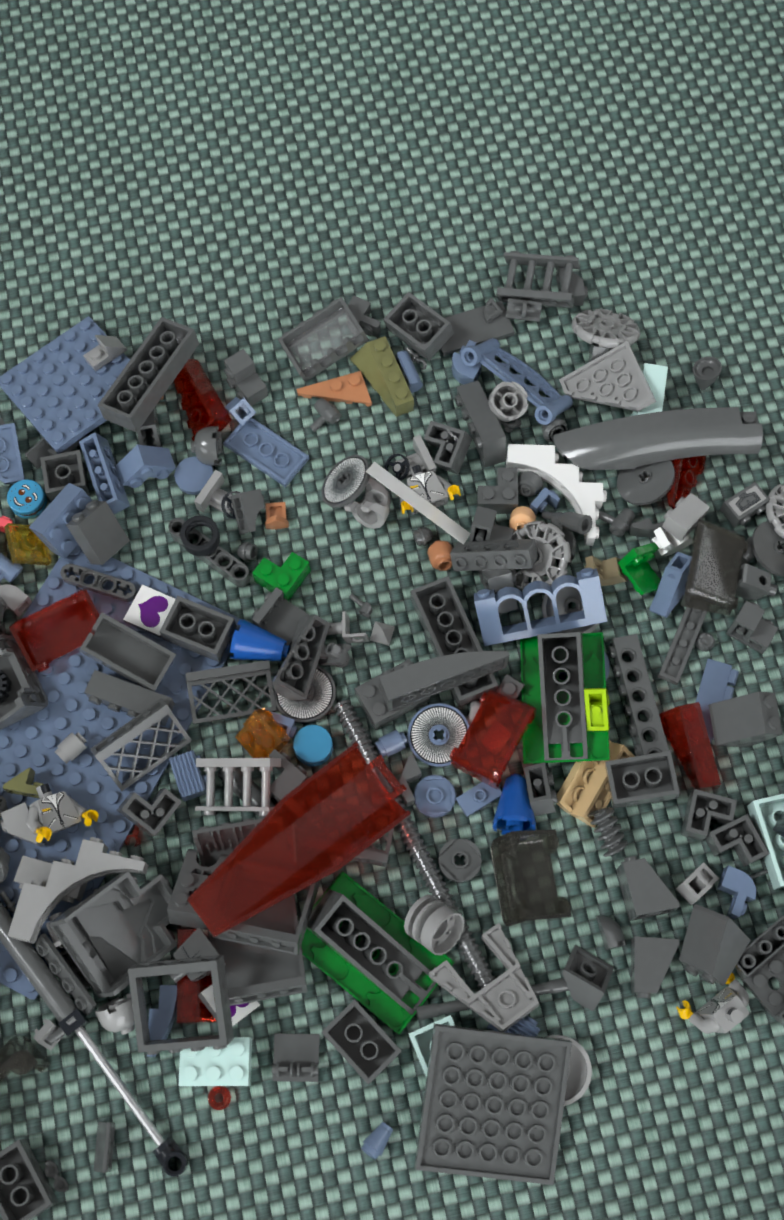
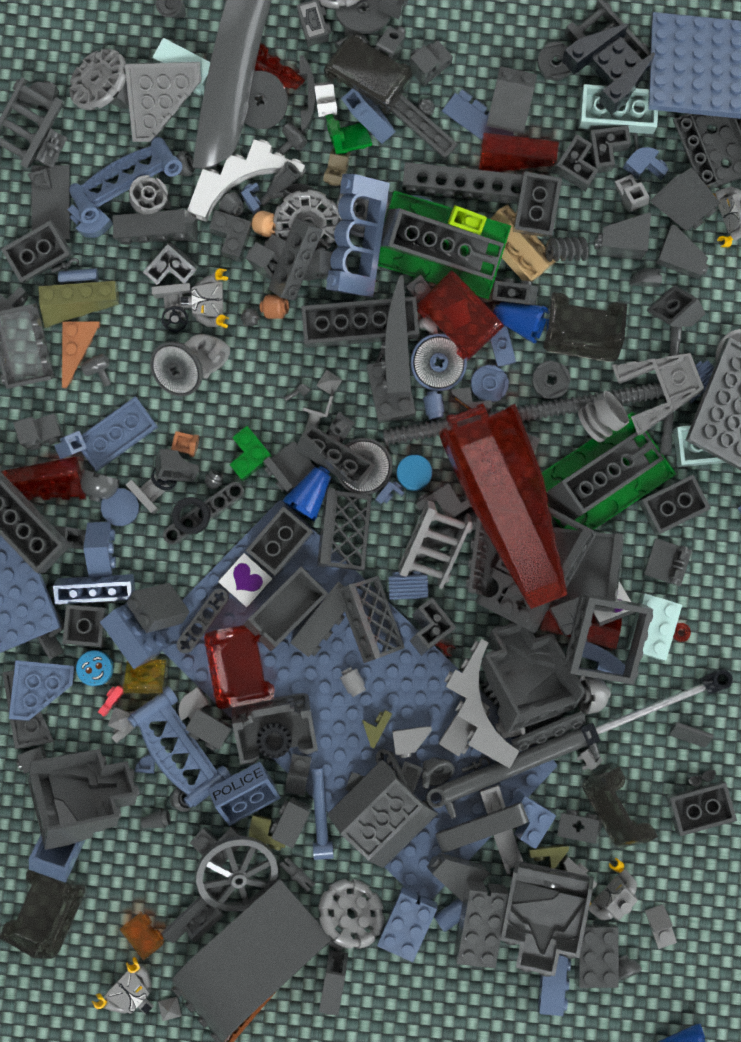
camera: 75 degrees left, 15 degrees up
(56, 813) = (412, 708): light grey torso -> none
(262, 734) = (395, 513): clear orange plate -> none
(418, 502) = (222, 310): white sticker -> none
(685, 516) = (314, 78): light grey brick -> none

